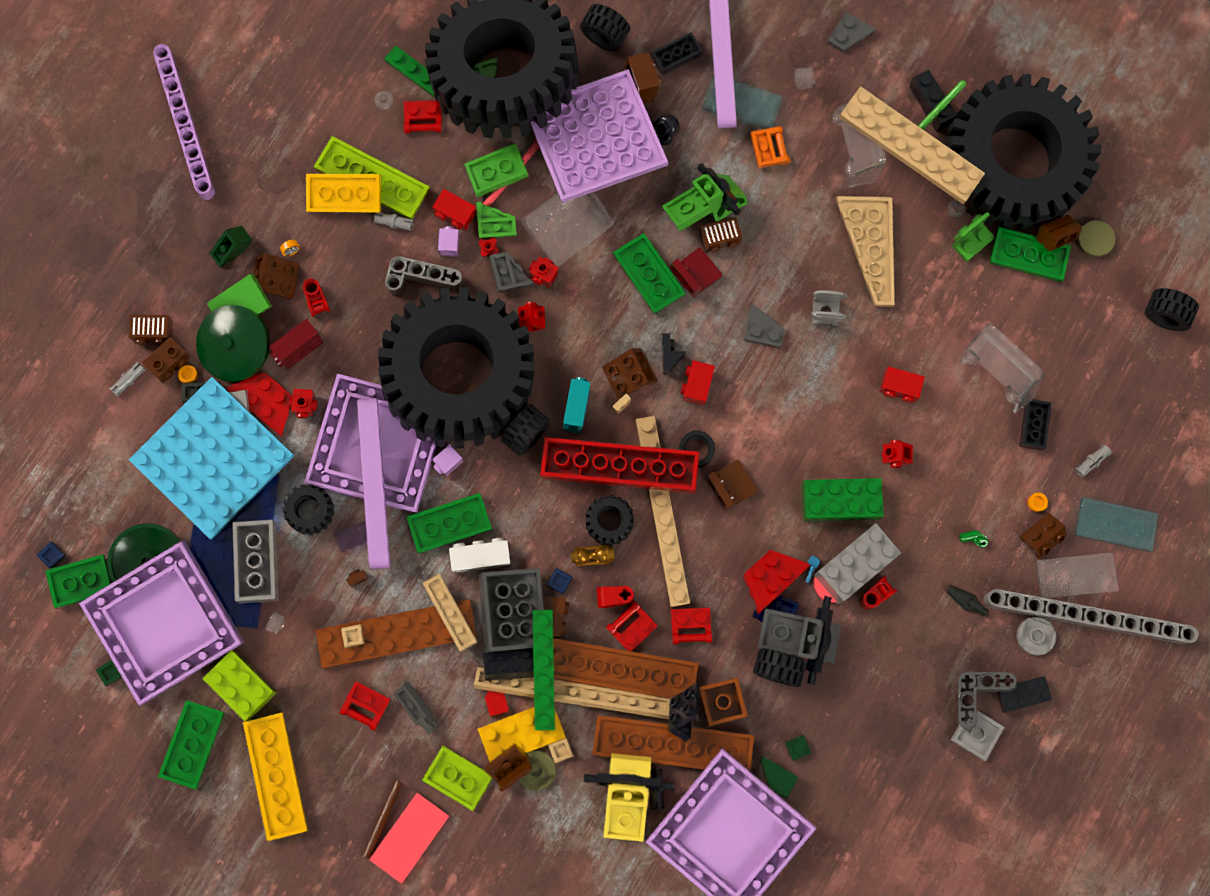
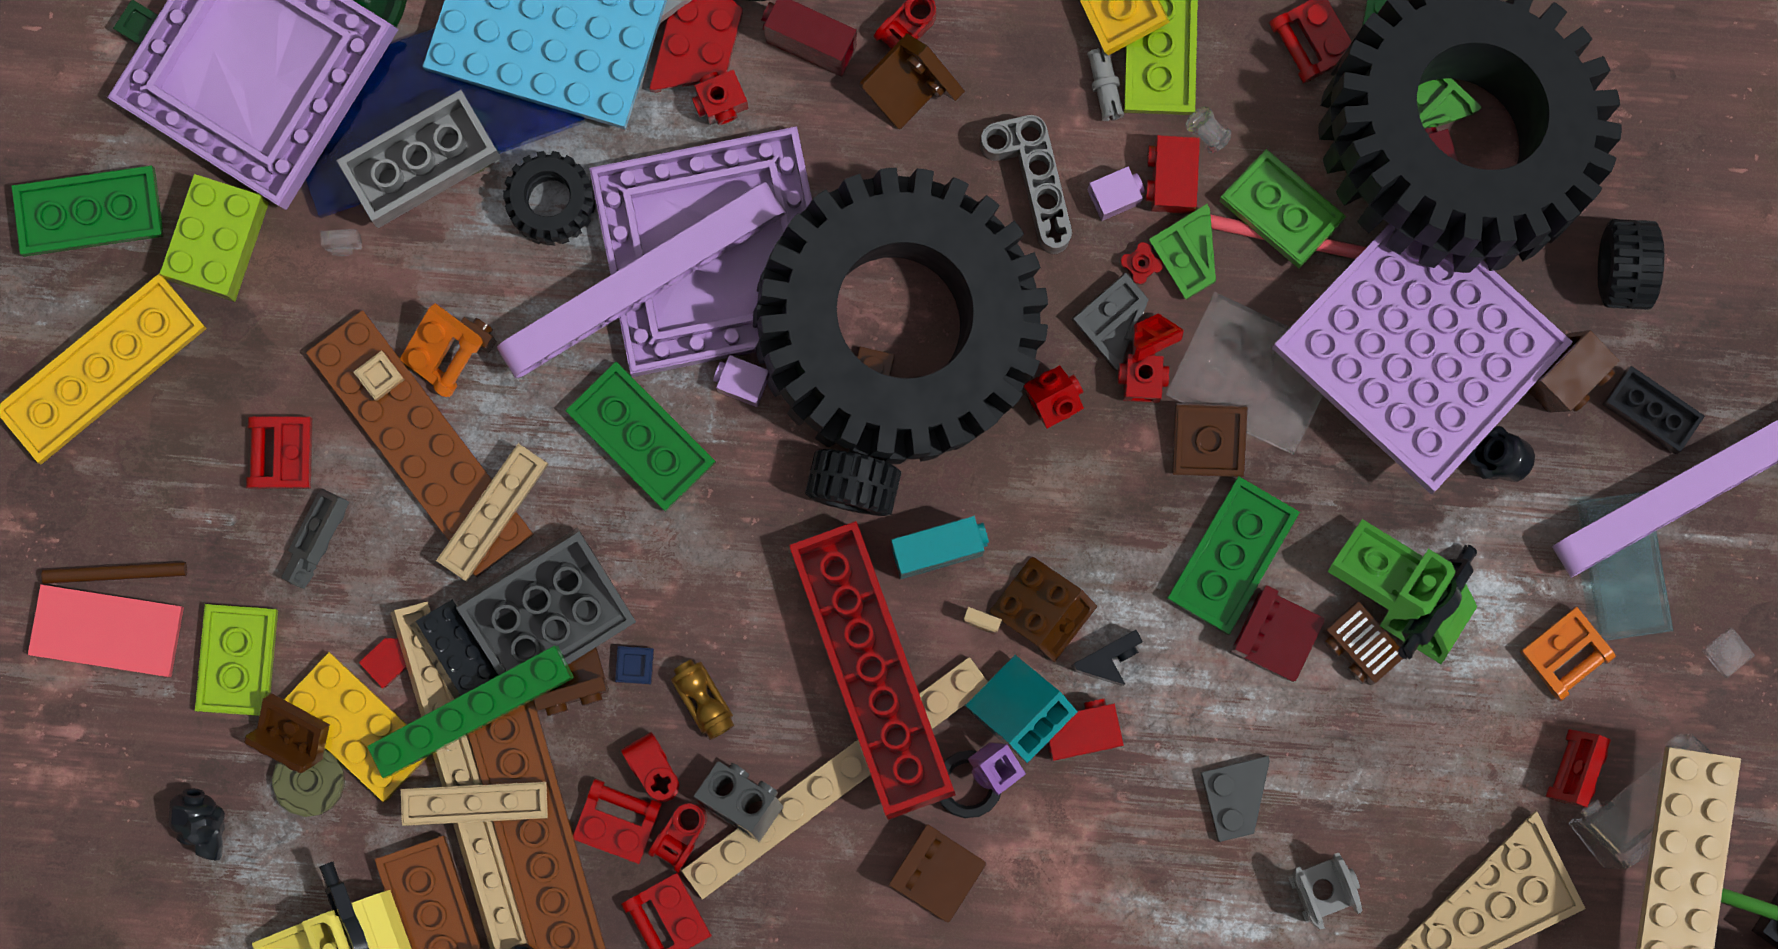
camera: 65 degrees right, 5 degrees up
(342, 309) = (907, 80): none -> reddish brown bracket
(350, 601) = (431, 345): none -> orange plate
(352, 537) = (540, 289): clear purple plate -> none
(438, 184) = (1208, 129): none -> clear bush
(479, 555) = (611, 513): white brick -> none
(526, 257) = (1154, 335): none -> red tile
(529, 835) = (198, 822): none -> black head
(560, 750) = (359, 804): tan tile -> none
(588, 257) = (1209, 439): none -> reddish brown tile
(589, 690) = (474, 803): none -> tan tile
(617, 505) = (742, 691): black tyre -> none
(653, 565) = (734, 806): none -> dark grey brick
(654, 600) = (678, 837): none -> red piece
(673, 404) = (1021, 708): none -> teal brick
(698, 432) = (996, 767): none -> medium lavender brick
(826, 166) = (1579, 768): none -> red plate

